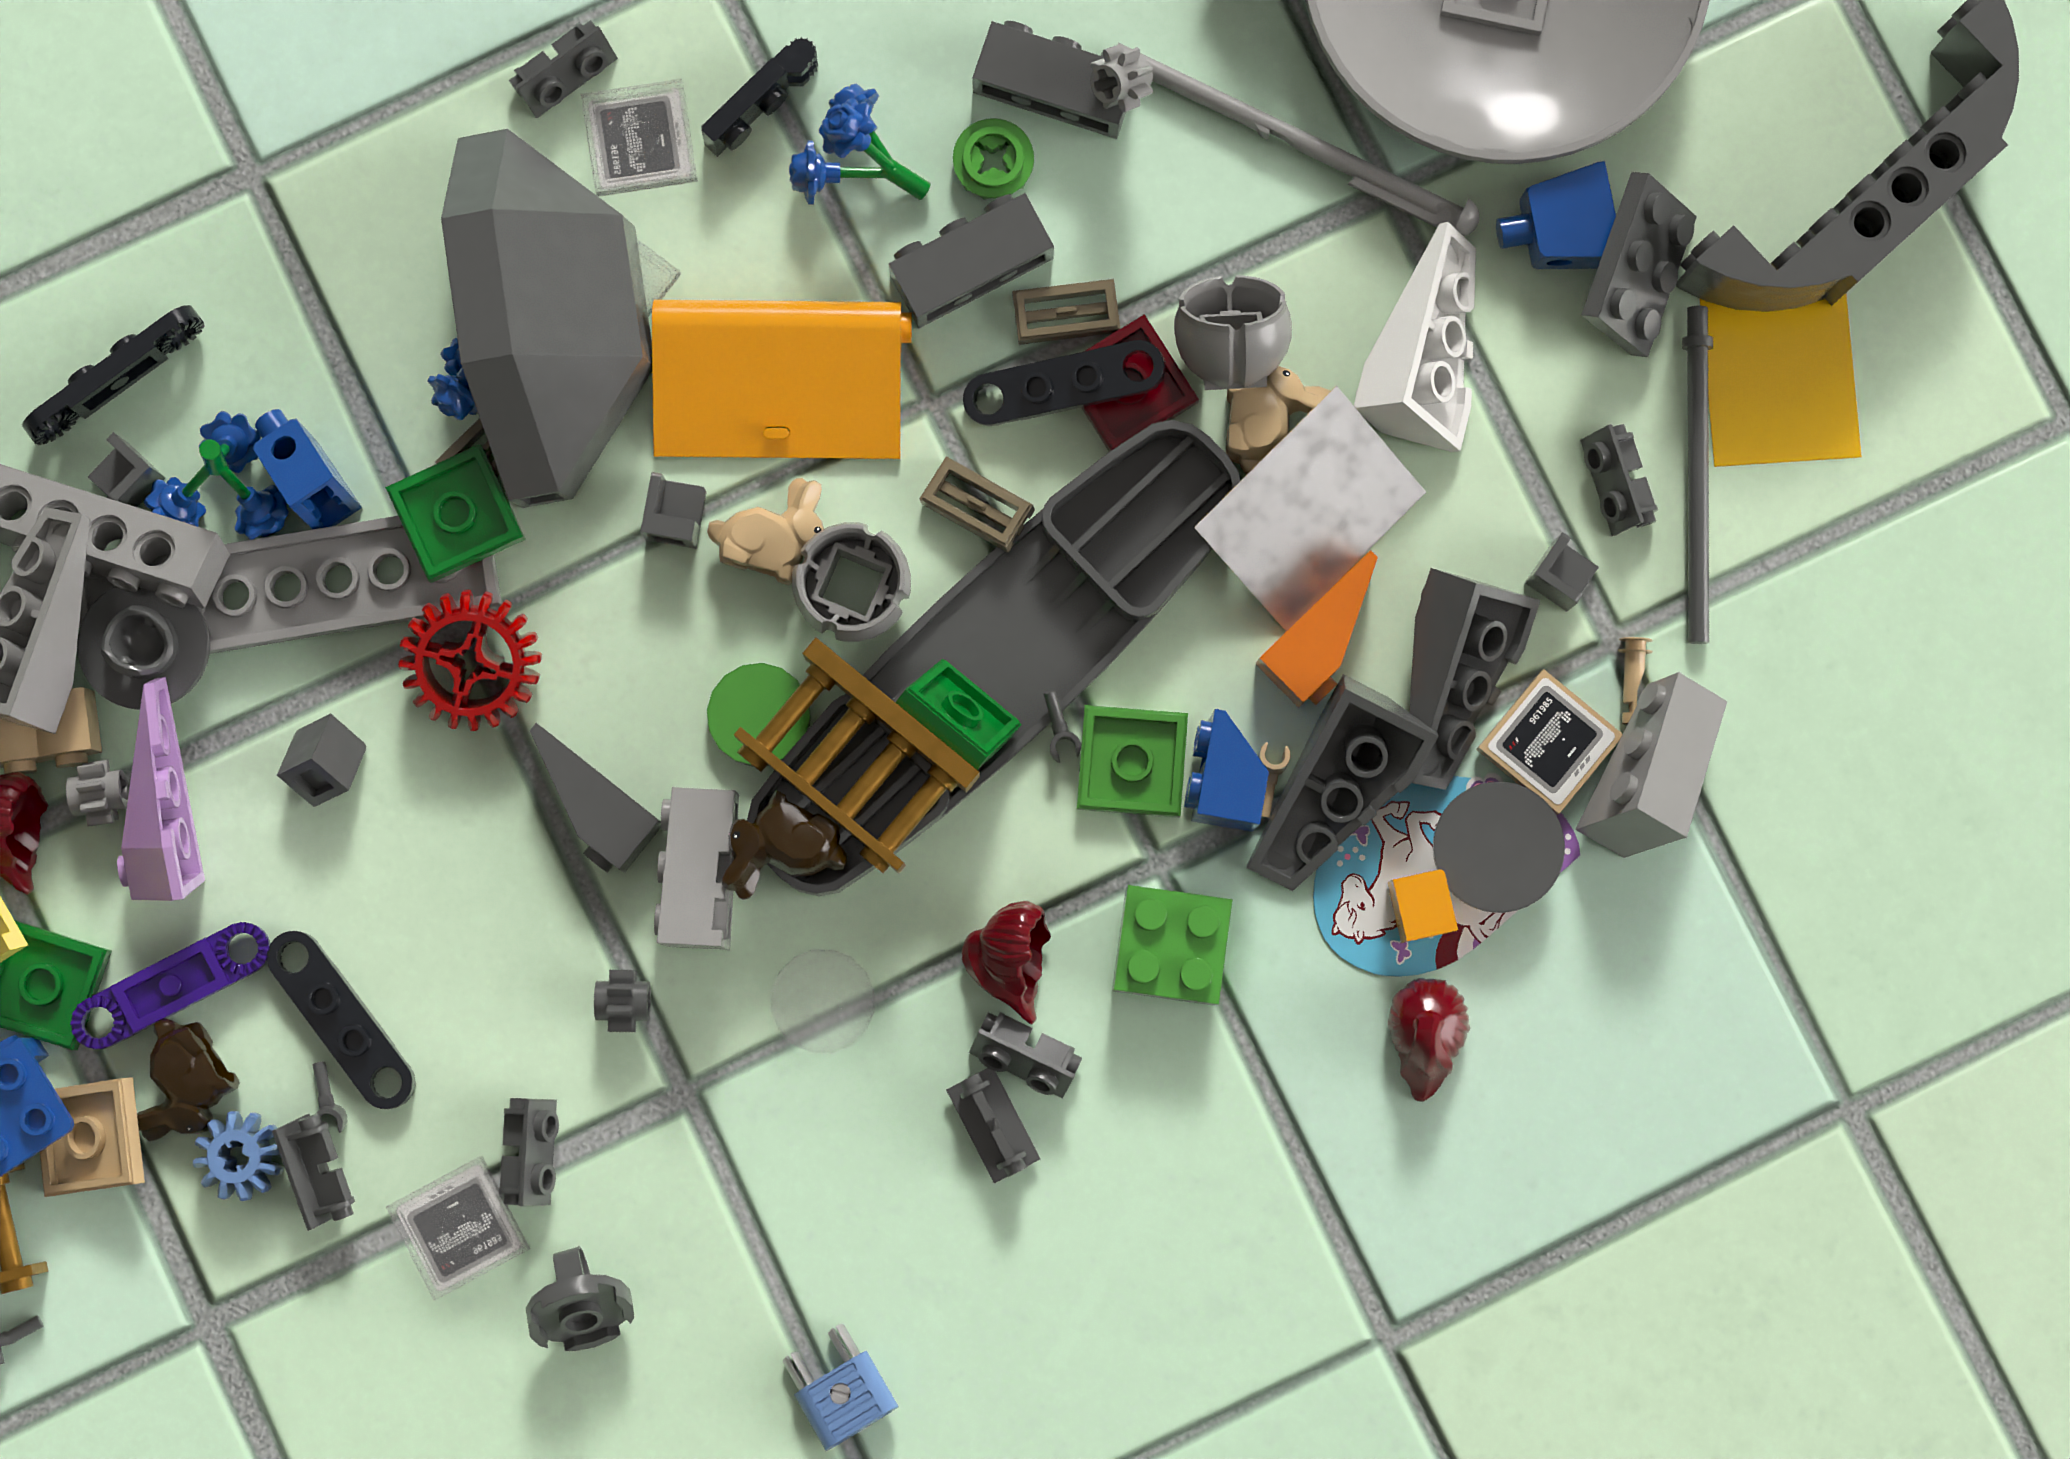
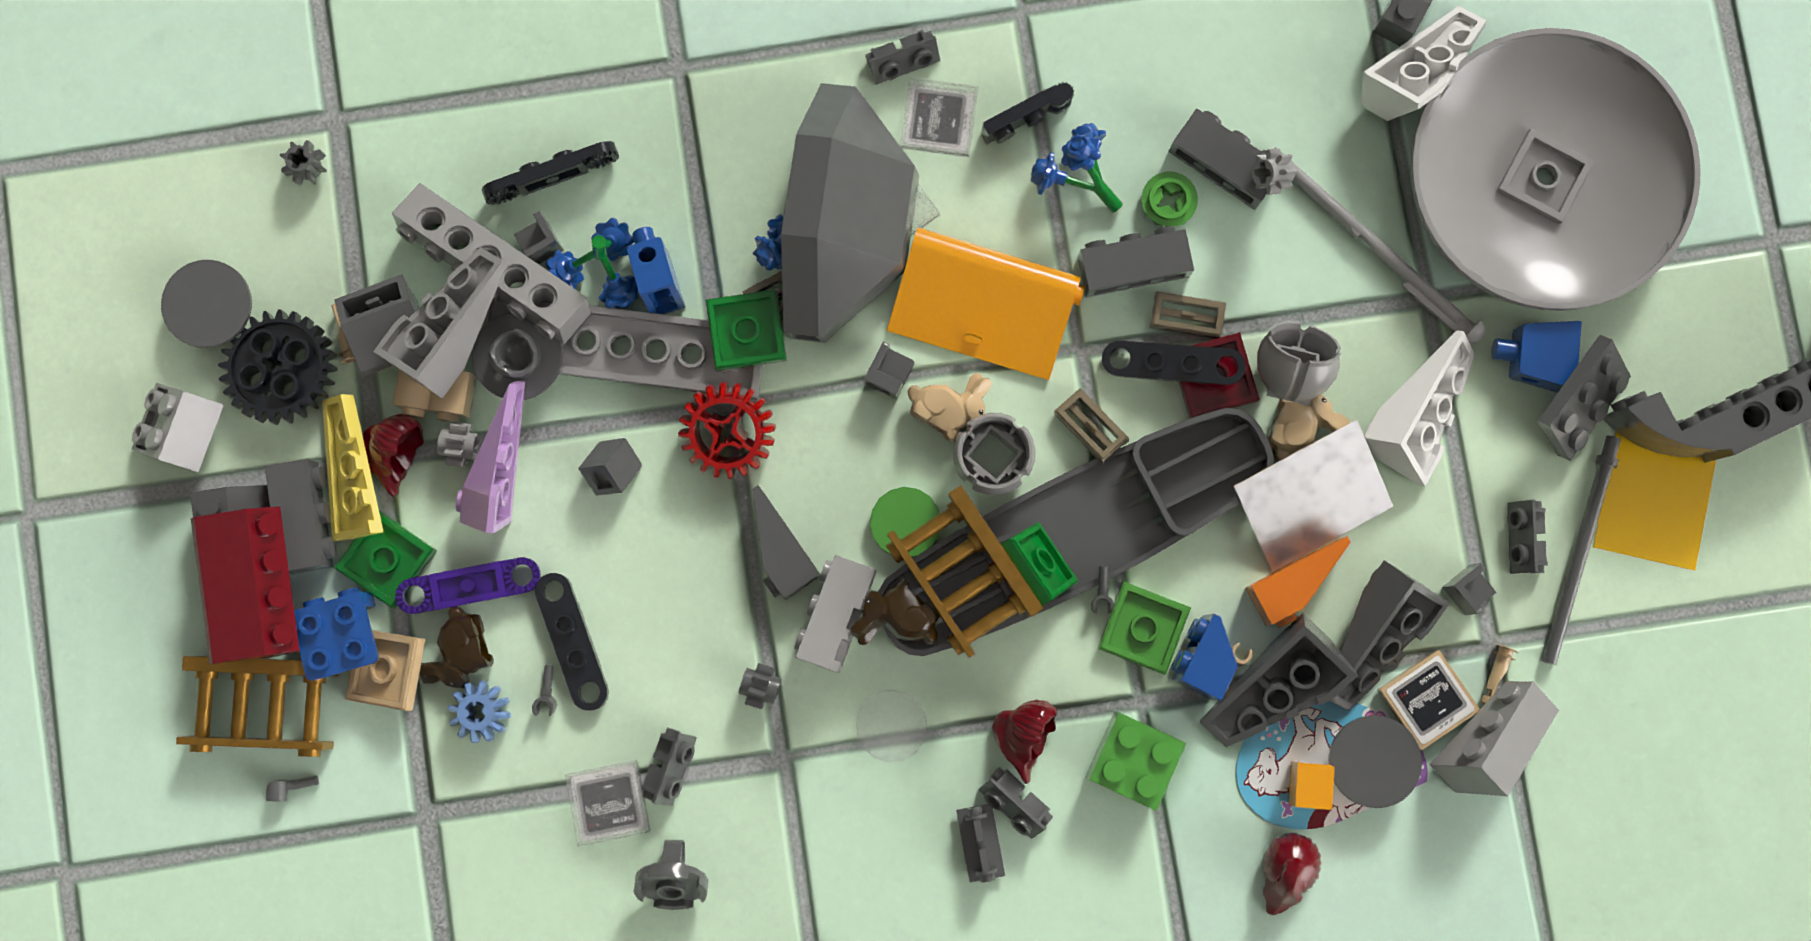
camera: 25 degrees right, 0 degrees up
(305, 1150) = (522, 724): dark grey hinge -> none

